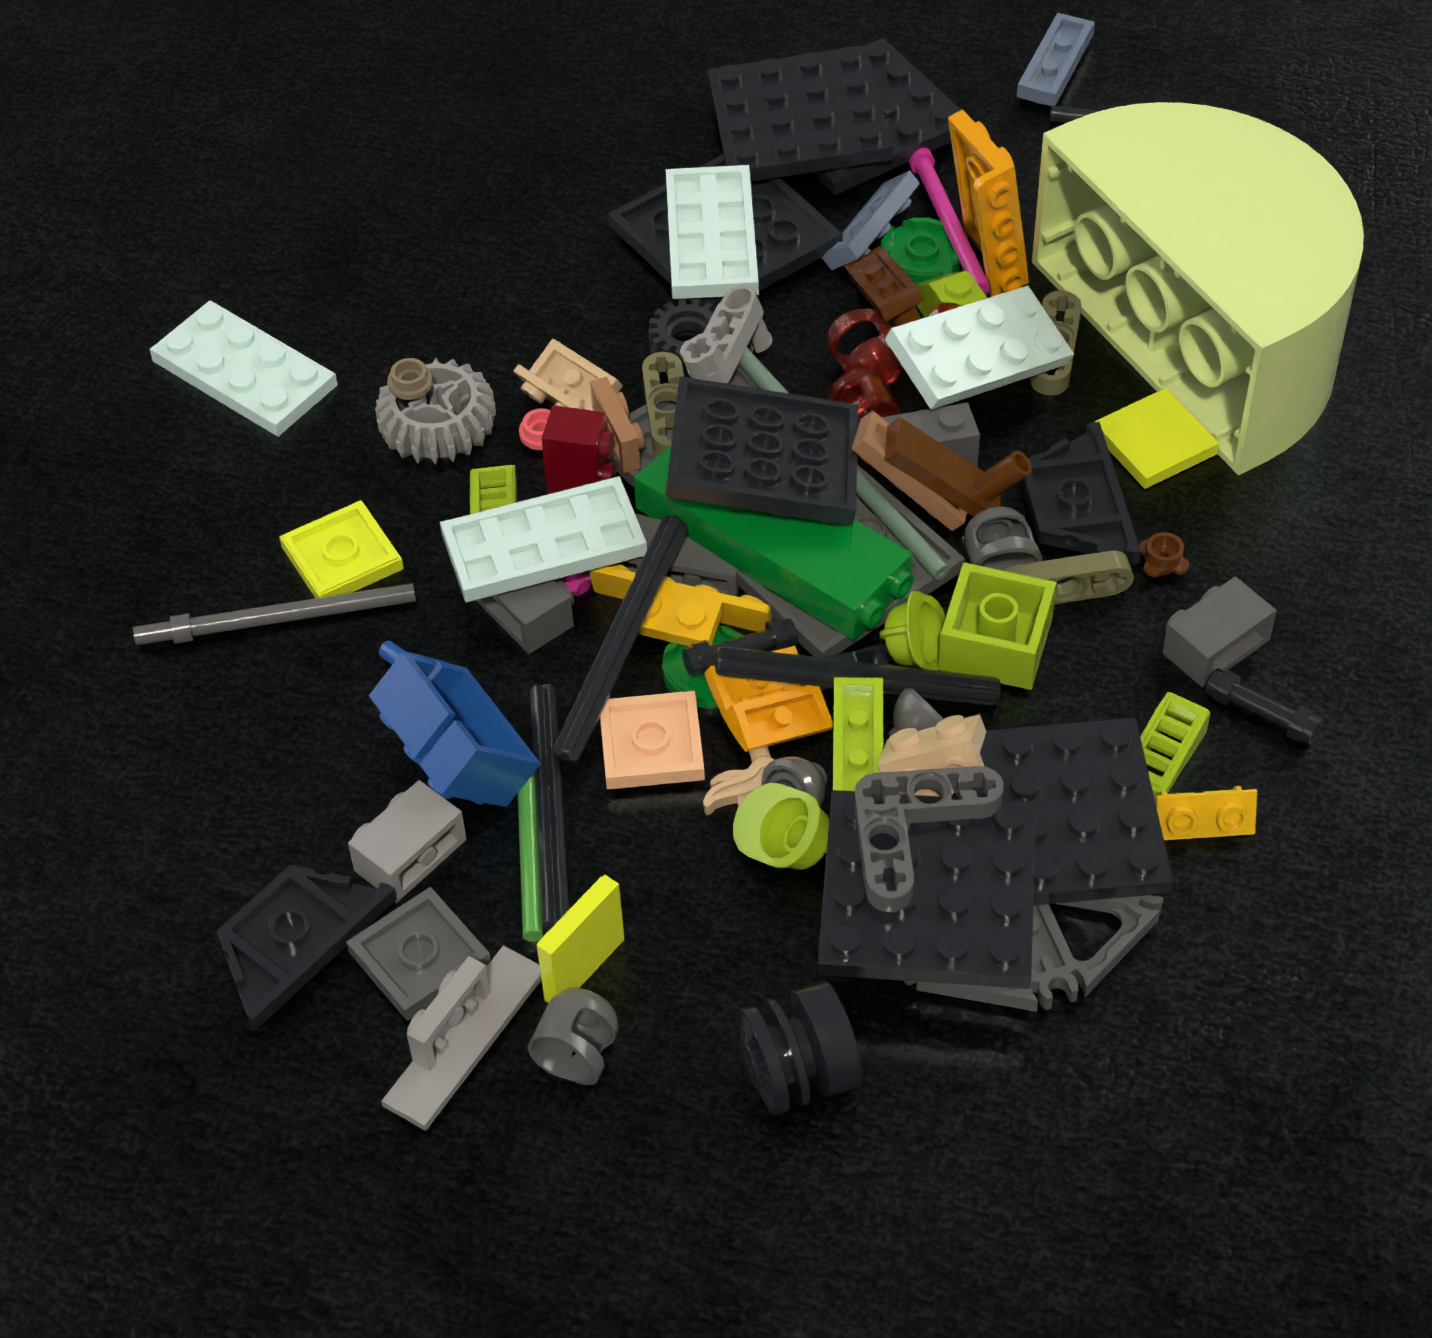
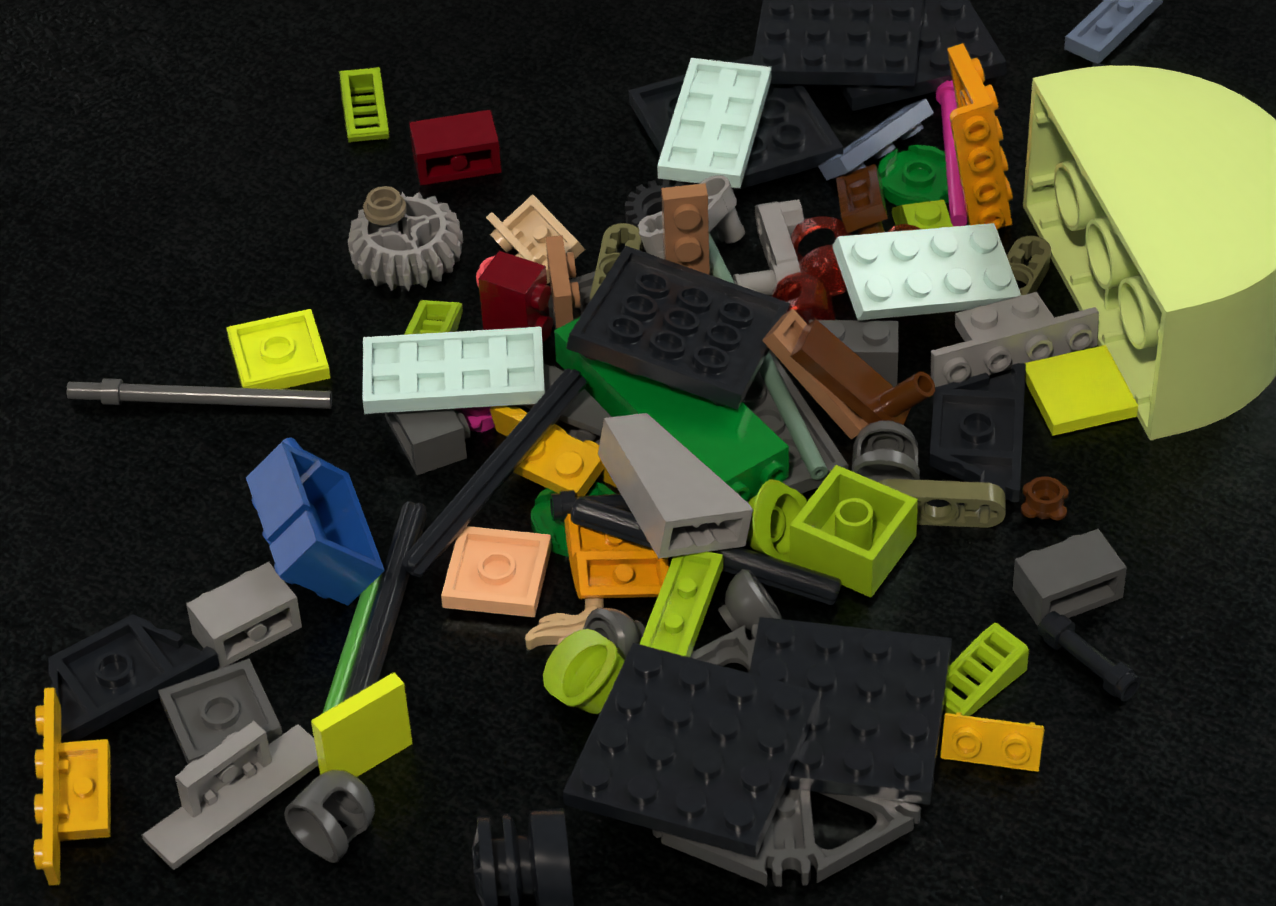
camera: 15 degrees right, 5 degrees down
(243, 368) = (248, 172): light aqua plate -> none
(297, 1067) = (74, 788): none -> yellow bracket
(332, 251) = (363, 82): none -> lime slope
(452, 303) = (455, 147): none -> dark red brick
(739, 345) = (686, 226): none -> medium nougat plate
(804, 330) = (774, 225): none -> light grey beam
(809, 621) = (670, 490): none -> light grey slope
(892, 820) = (676, 673): dark grey beam -> none
(947, 745) = (742, 636): tan bracket -> none
(1075, 395) = (1011, 334): none -> light grey bracket

